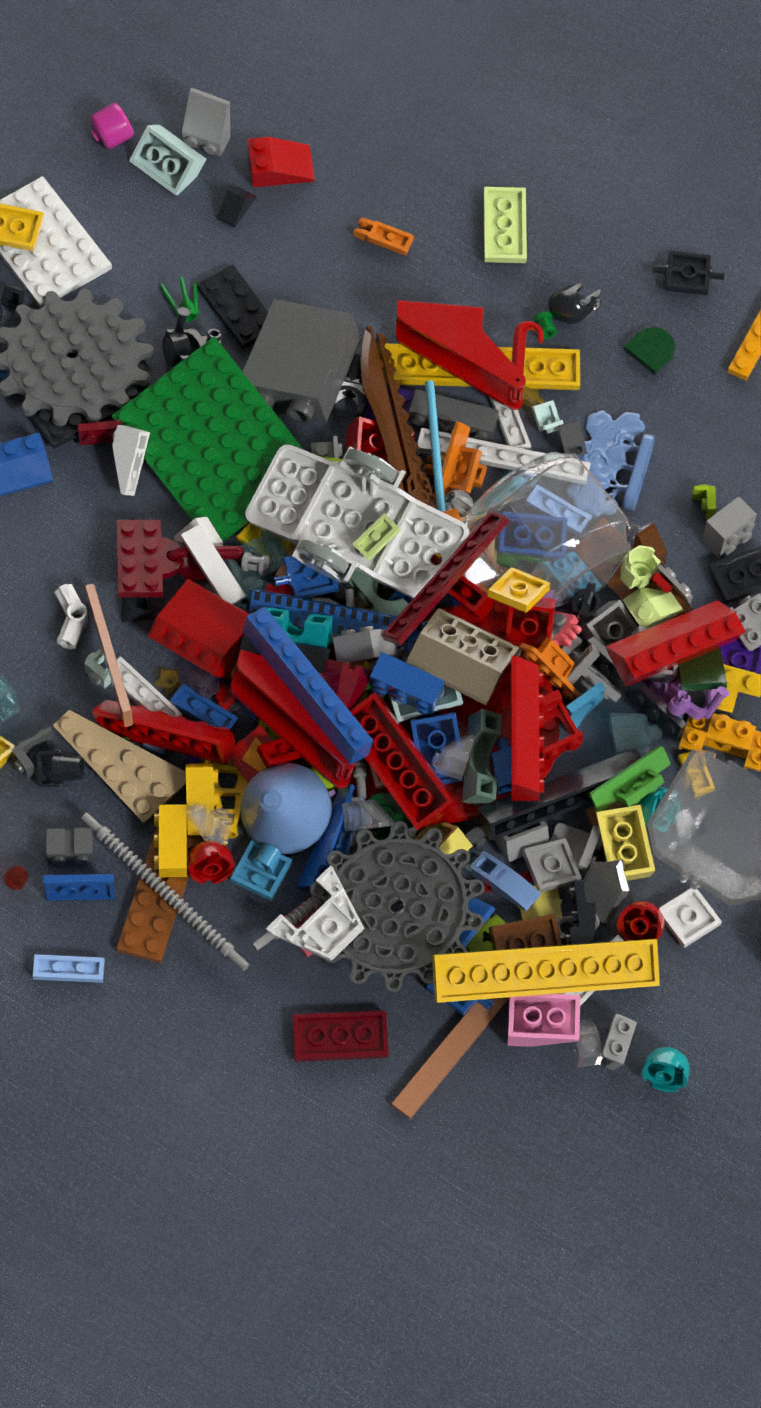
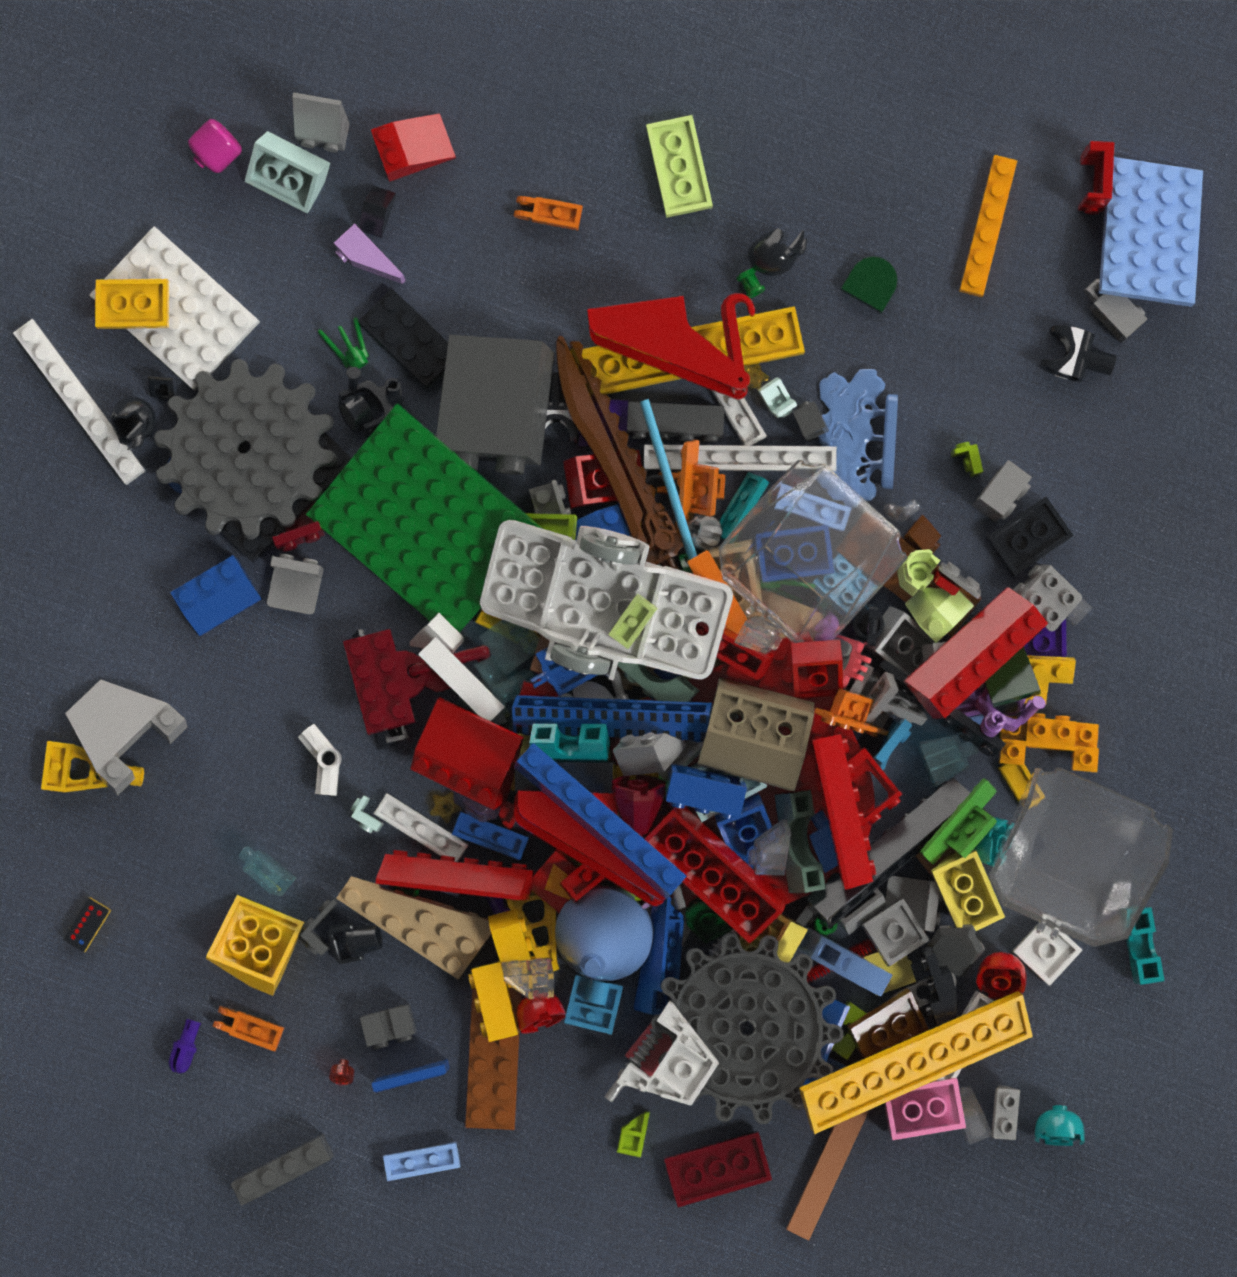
camera: 10 degrees left, 20 degrees up
(86, 470) = (294, 584): none -> light grey bracket
(109, 655) = (376, 809): tile -> none
(129, 452) = (336, 558): white slope -> none
(217, 234) = (363, 254): none -> lavender slope
(226, 948) = (420, 1008): light grey hose -> none
(247, 563) = (504, 659): light grey bush -> none
(269, 992) = (633, 1135): none -> lime tile
(364, 815) = (691, 932): clear slope -> none
(445, 578) = (719, 657): dark red tile -> none
(493, 848) = (818, 927): none -> green bush
(518, 589) = (800, 646): yellow plate -> none
(688, 272) = (893, 179): black plate -> none

